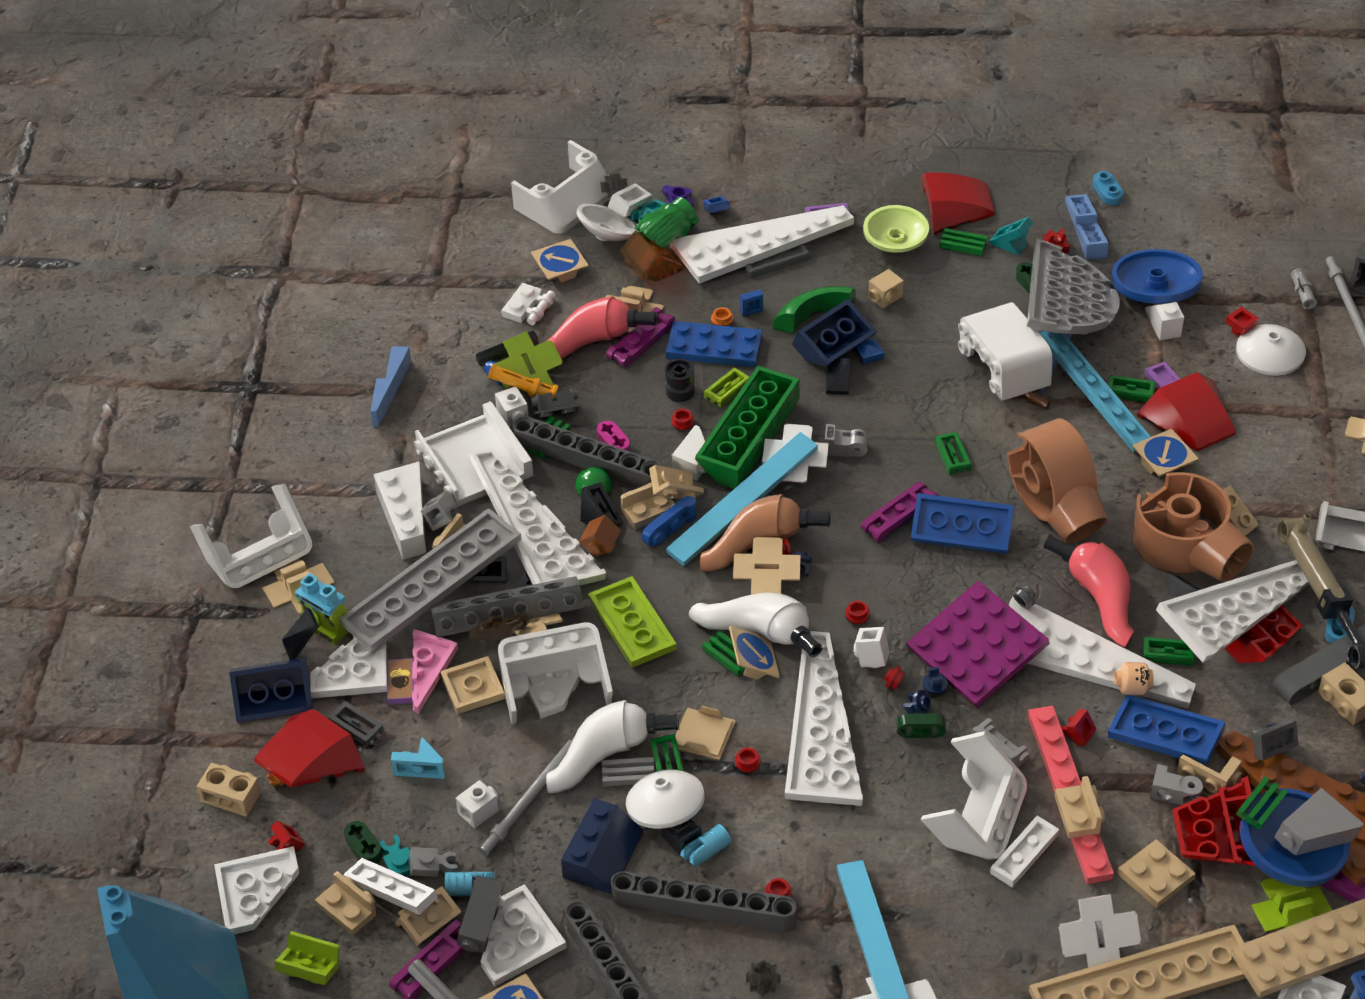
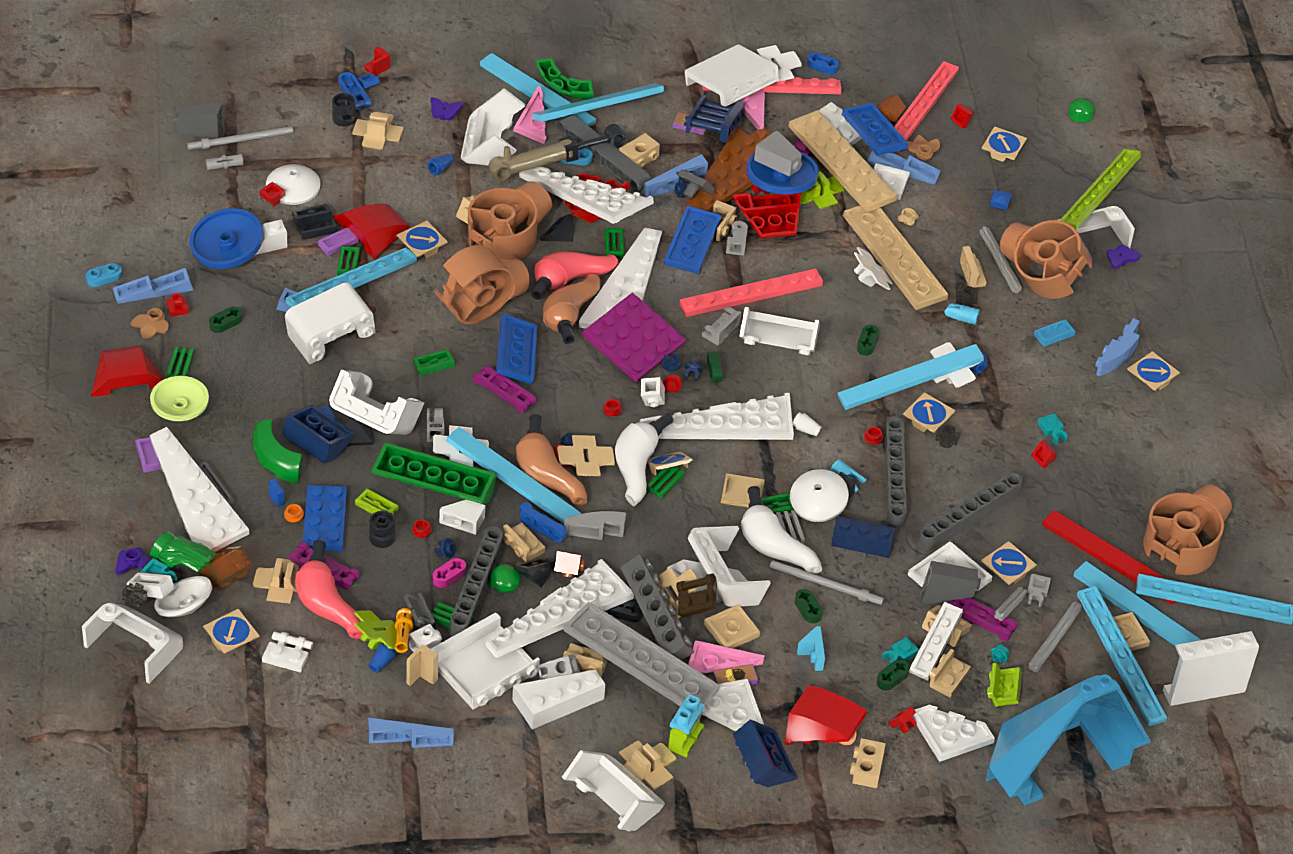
camera: 105 degrees left, 0 degrees up
(300, 634) = (714, 739): black slope -> none
(353, 726) = (776, 710): dark grey tile -> none
(365, 968) = (1000, 653): none -> teal plate
(428, 862) = (902, 629): light grey plate -> none
(462, 882) = (914, 605): medium azure hinge -> none
(469, 394) = (422, 664): none -> tan panel
(477, 804) = (844, 607): white brick -> none
(494, 770) = (812, 604): none -> dark green beam
(498, 351) = (347, 659): black axle -> none
(632, 622) = (648, 536): lime plate -> none
(647, 436) = (446, 549): none -> dark blue plate
(658, 574) = (596, 524): none -> light grey slope
(673, 483) = (513, 515): tan bracket -> none
(716, 204) = (143, 529): blue tile -> none
(747, 760) = (765, 460): red plate -> none
(806, 812) = (806, 424): none -> white cone
(810, 962) = (928, 413): none -> piece
(860, 371) = (352, 398): none -> white windscreen
(885, 288) = (250, 406): tan brick -> none
(967, 917) = (865, 339): none -> dark green beam
(1013, 236) = (175, 328): teal slope -> none
(1024, 596) = (587, 310): dark grey plate -> none
(1024, 851) = (808, 311): white plate -> none
(1029, 566) = (563, 306): none -> nougat animal
(1039, 220) = (151, 323): none -> medium nougat plate
(1068, 293) = (259, 283): light grey plate -> none
(1080, 727) = (697, 283): red tile -> none
(1080, 809) = (774, 277): tan bracket -> none
(1134, 678) = (657, 250): light nougat head -> none
(1156, 873) = (807, 250): tan plate -> none
(1203, 358) = (314, 221): none -> black slope
(1271, 789) = (768, 177): green tile -> none
(1312, 482) = (439, 164): none -> blue cone
(1314, 746) = (666, 182): none -> medium blue slope

